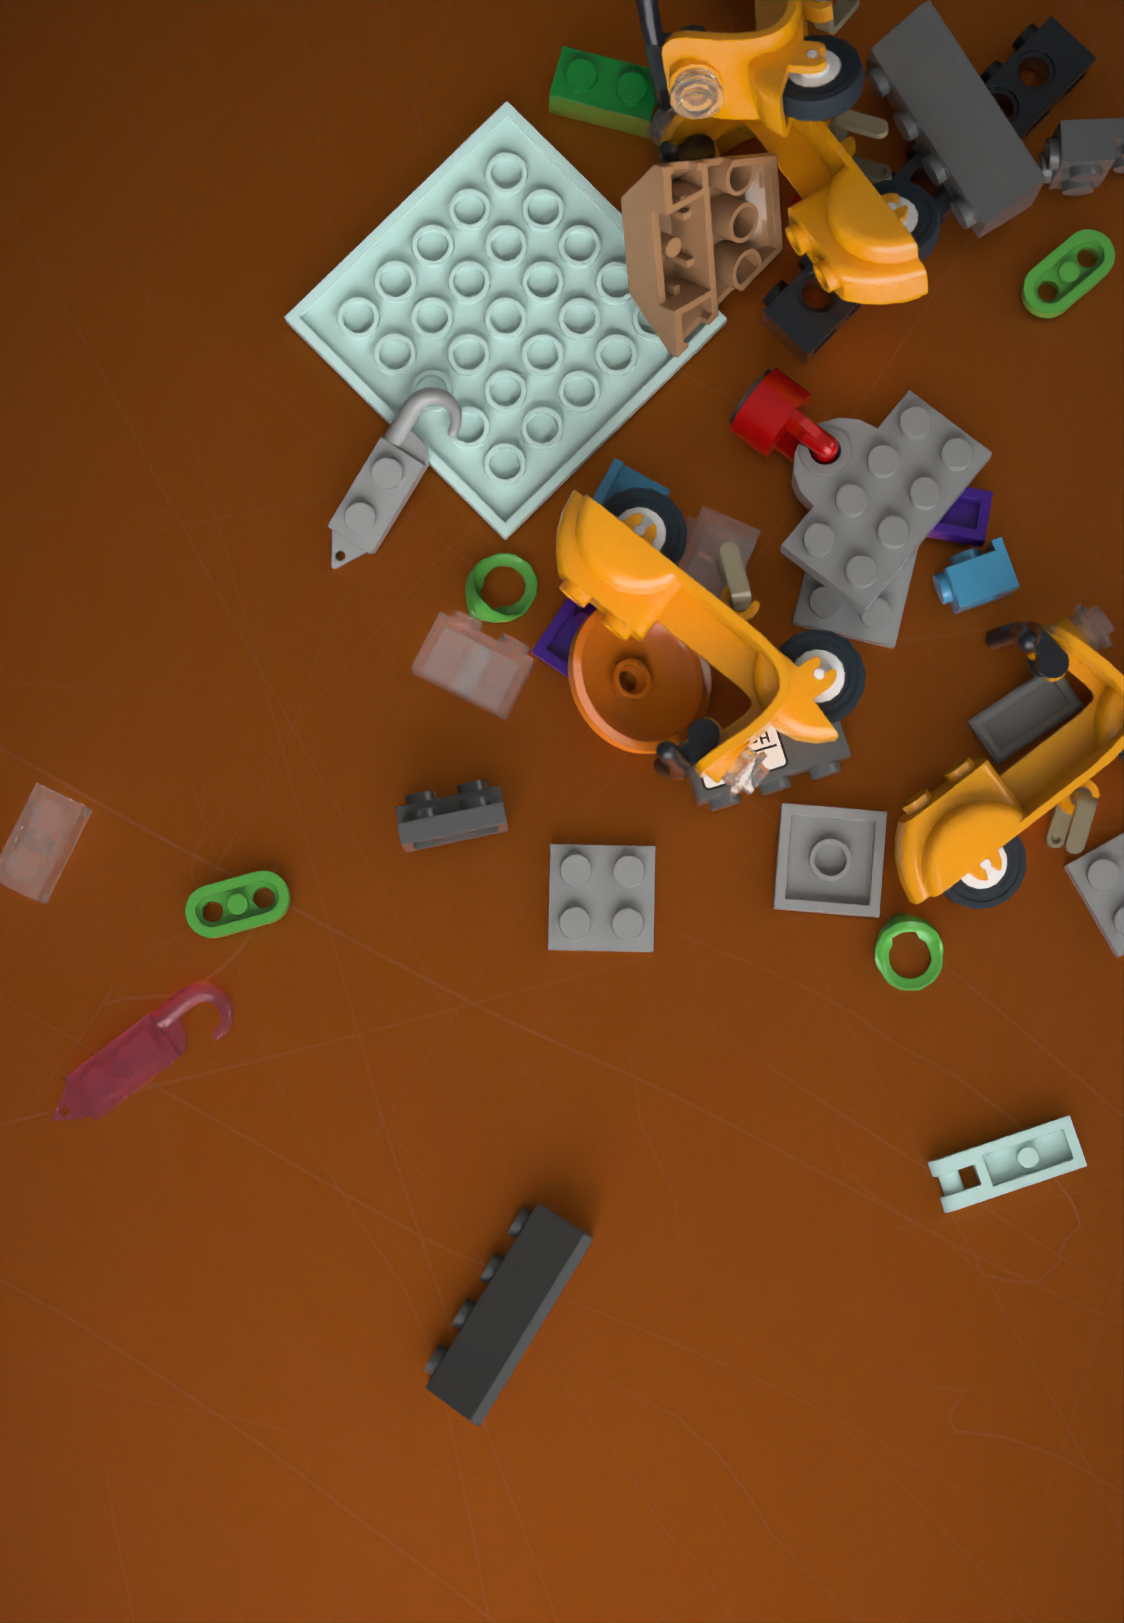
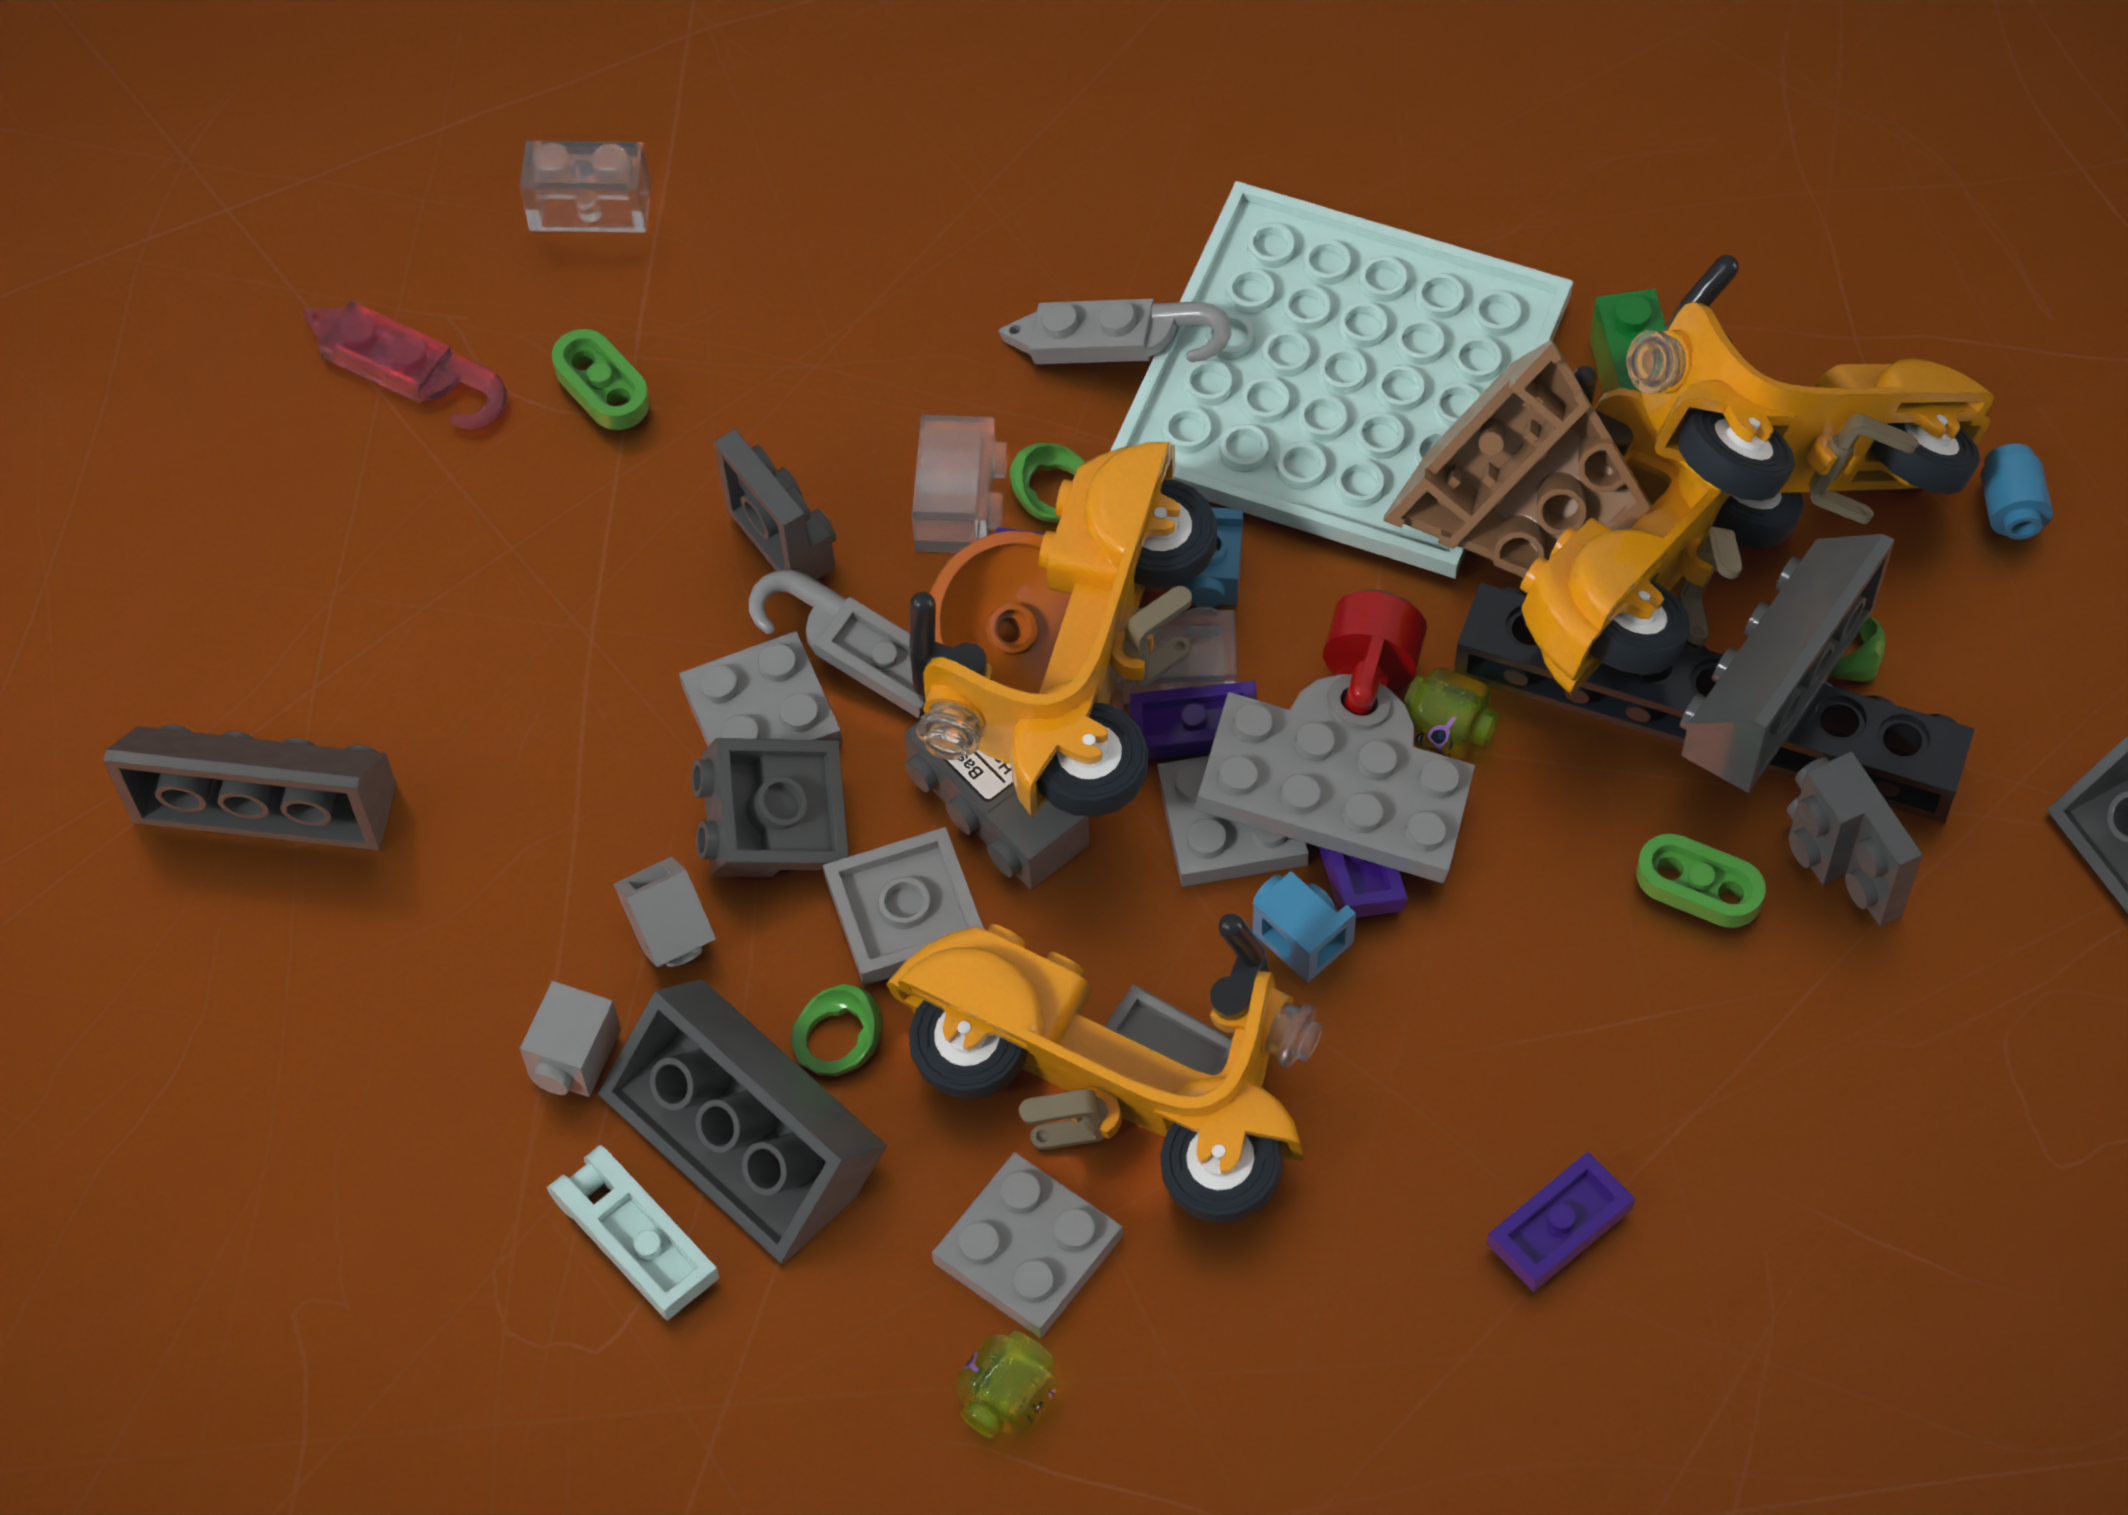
camera: 70 degrees right, 25 degrees down
(584, 804) = (846, 636): none -> light grey plate
(708, 927) = (770, 806): none -> dark grey plate
(766, 1041) = (665, 913): none -> light grey brick
(771, 577) = (1183, 718): none -> dark purple plate
(843, 1153) = (570, 1040): none -> light grey brick
(848, 385) = (1450, 712): none -> clear neon green head
(955, 1050) = (740, 1117): none -> dark grey slope

